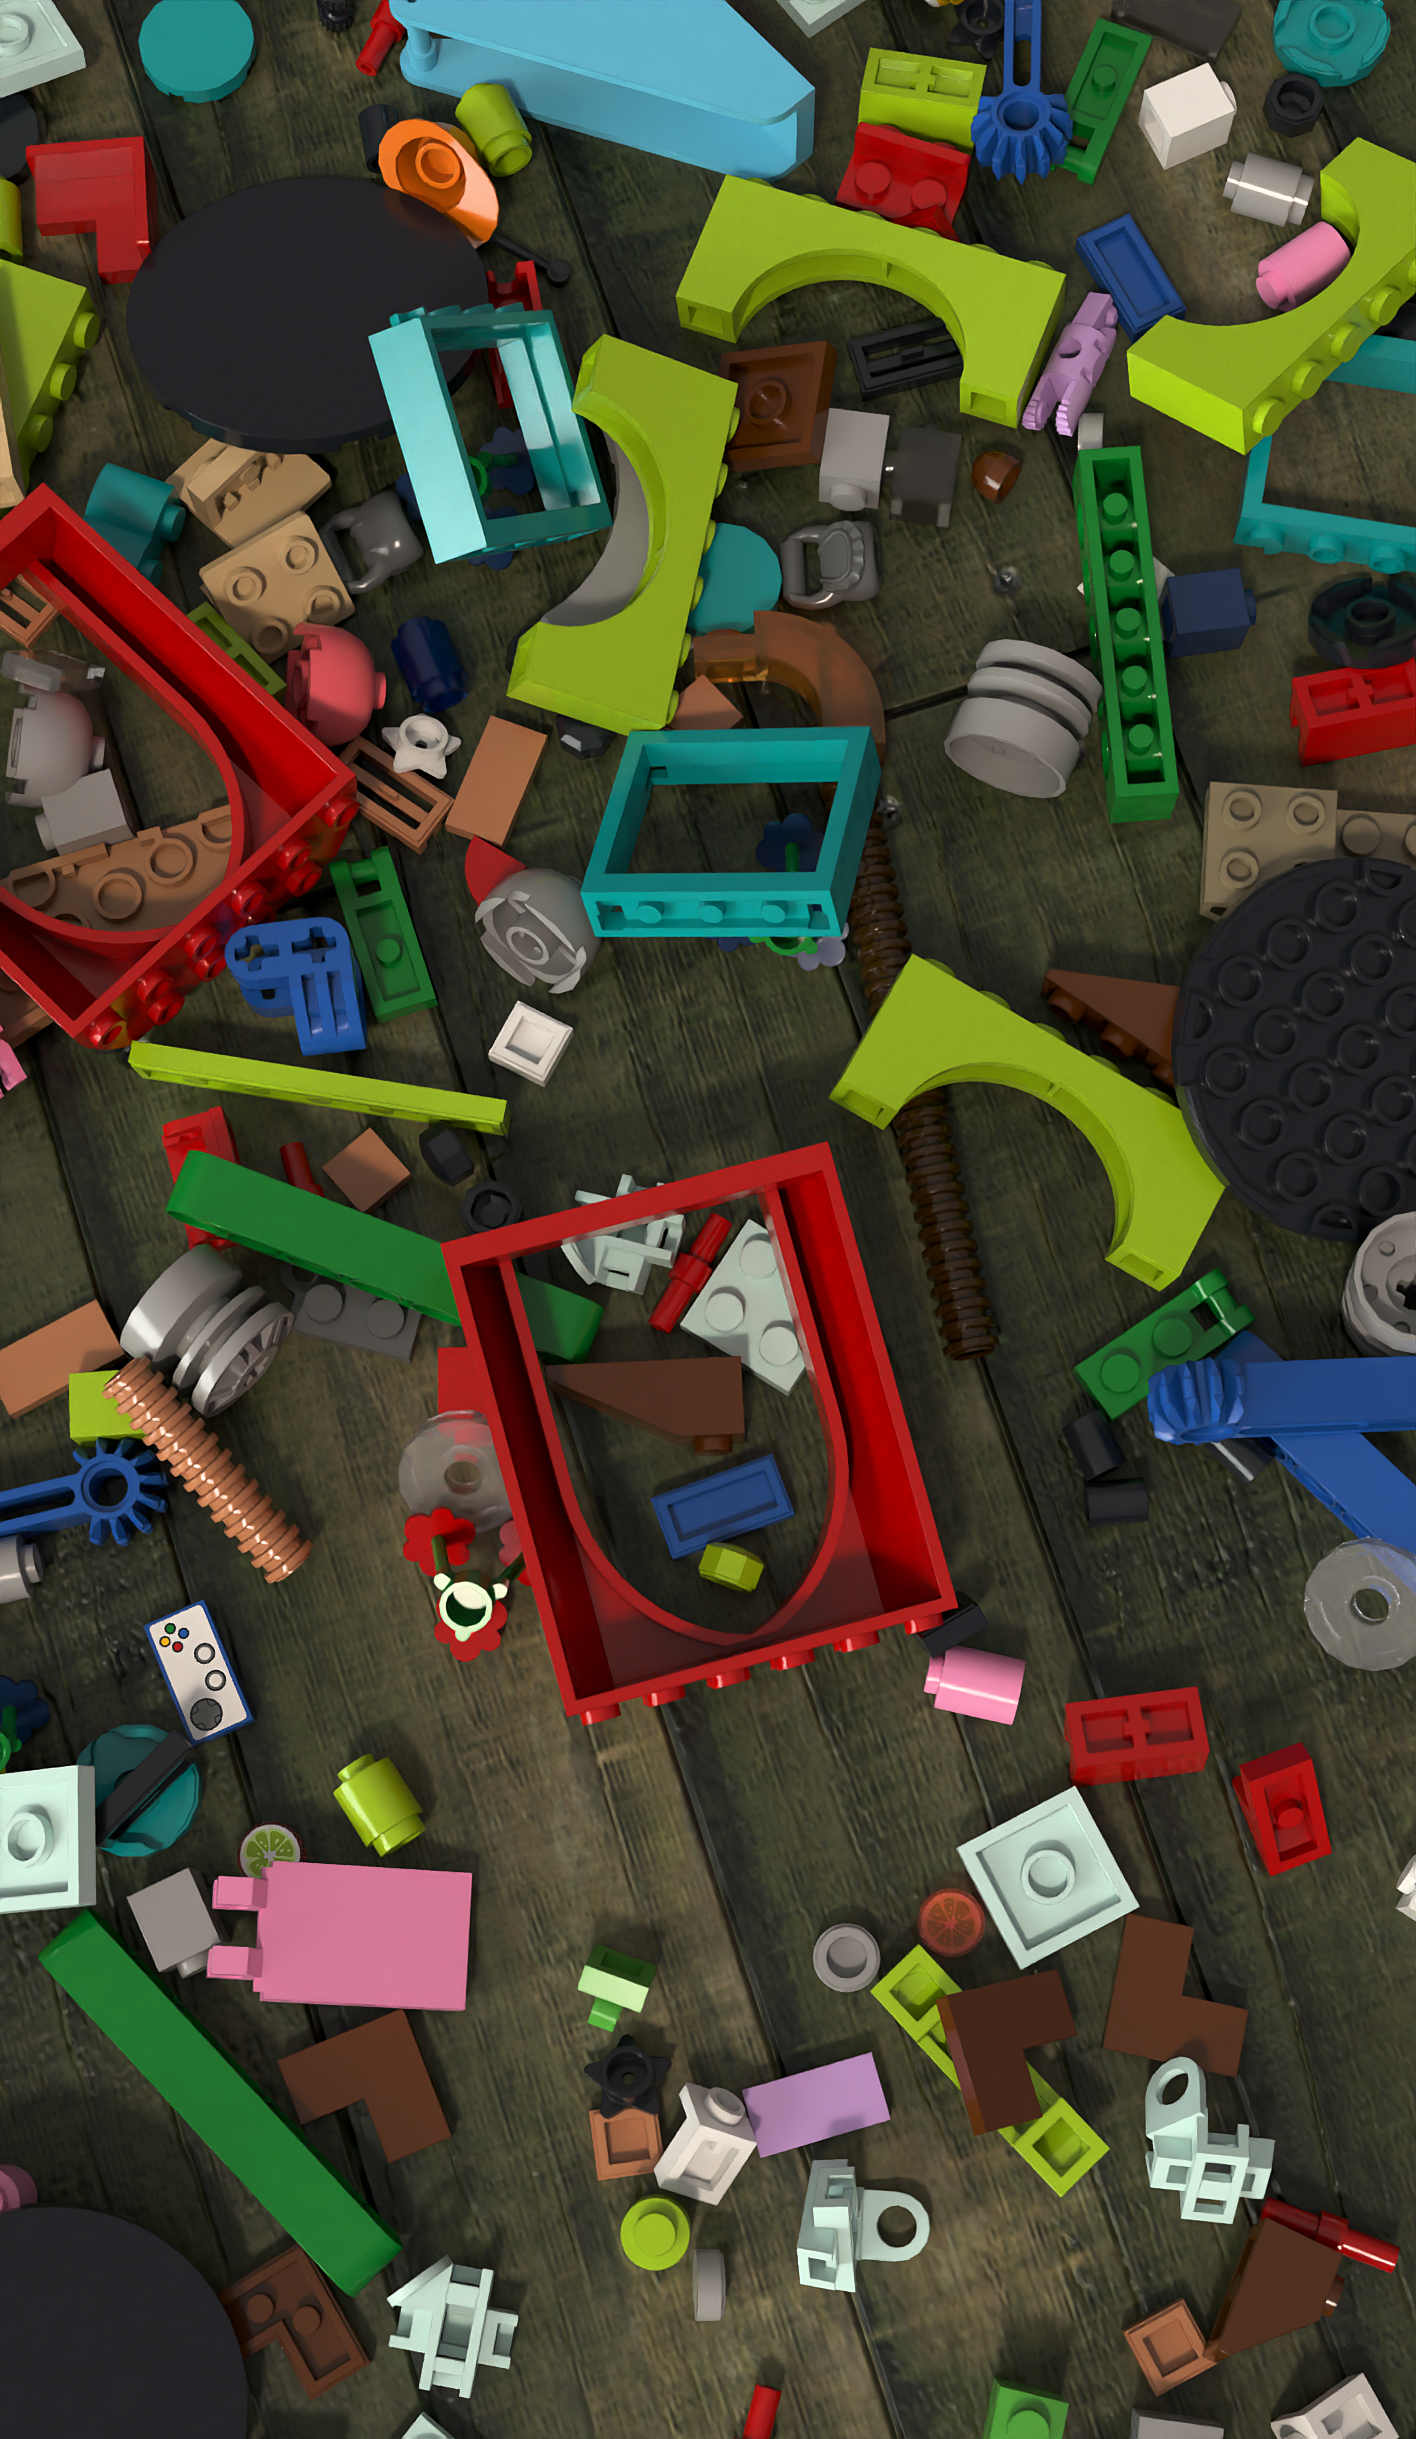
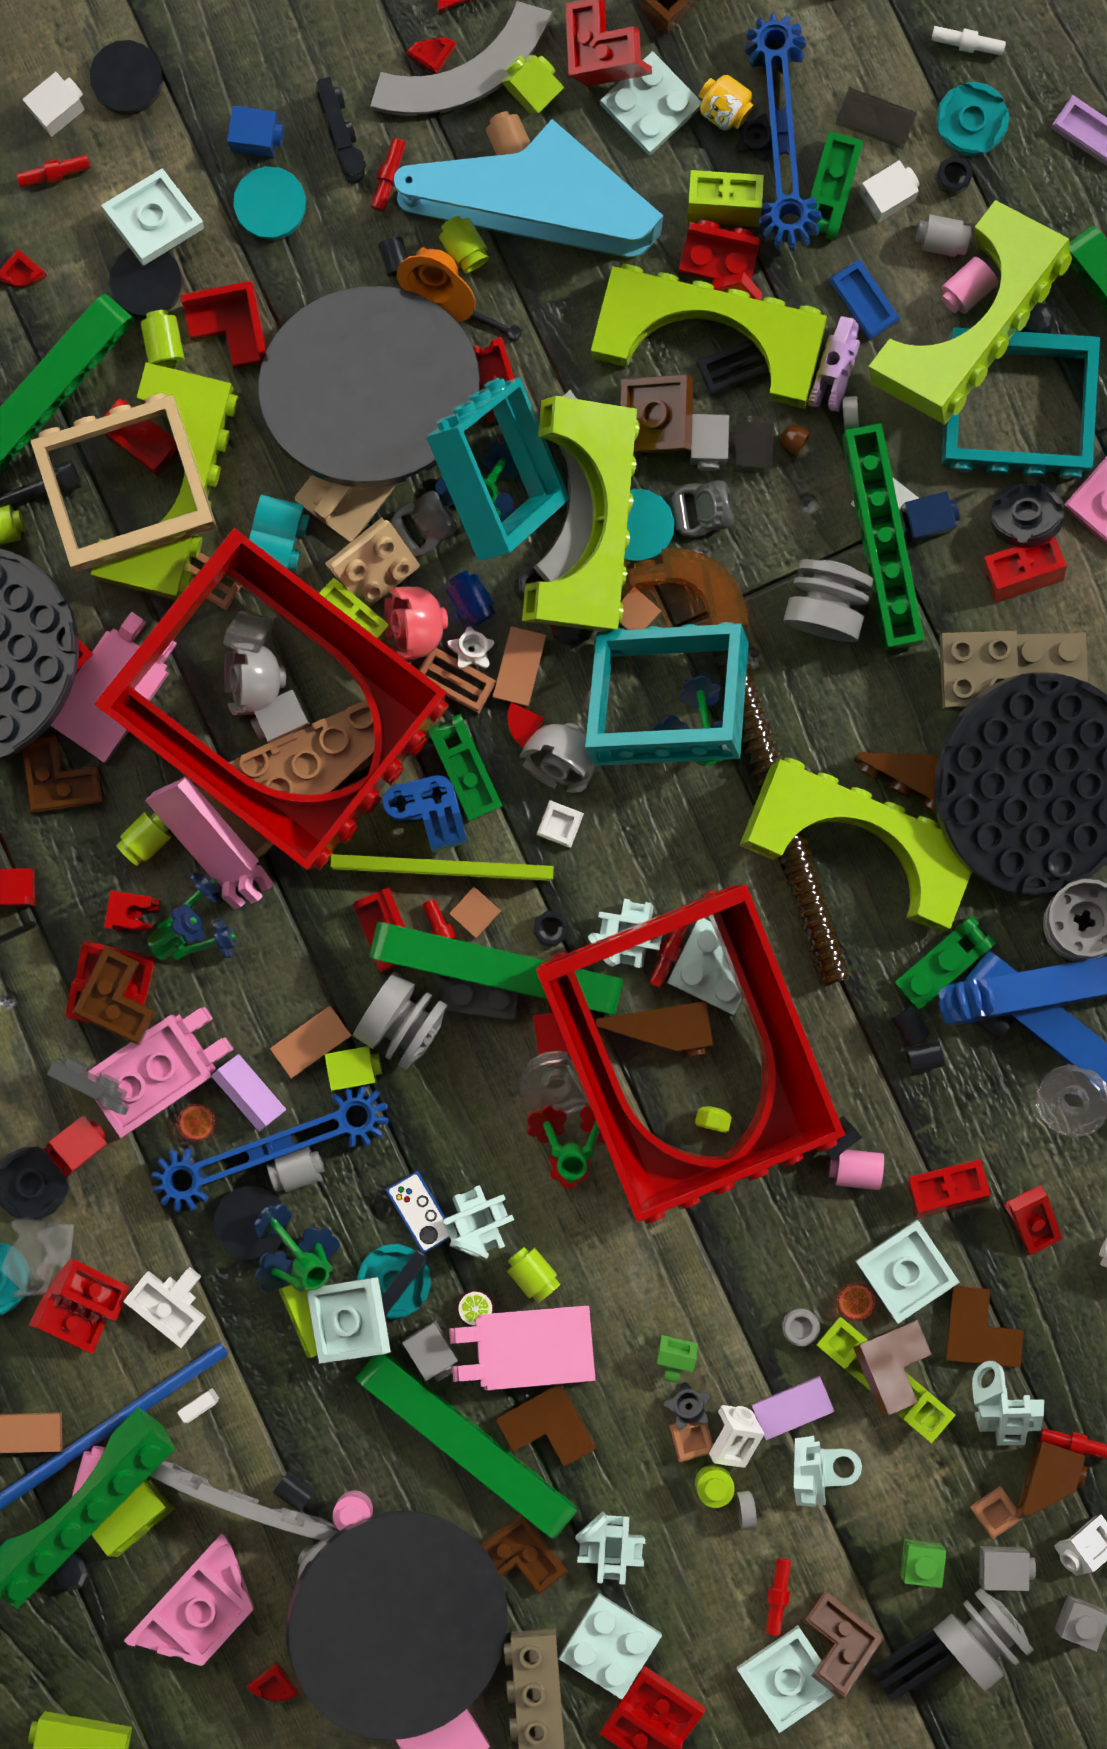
camera: 10 degrees left, 10 degrees up
(207, 1469) = (412, 1100): nougat piece -> none
(294, 1710) = (472, 1216): none -> light aqua piece
(445, 1154) = (519, 898): black tile -> none
(722, 1507) = (703, 1084): blue tile -> none

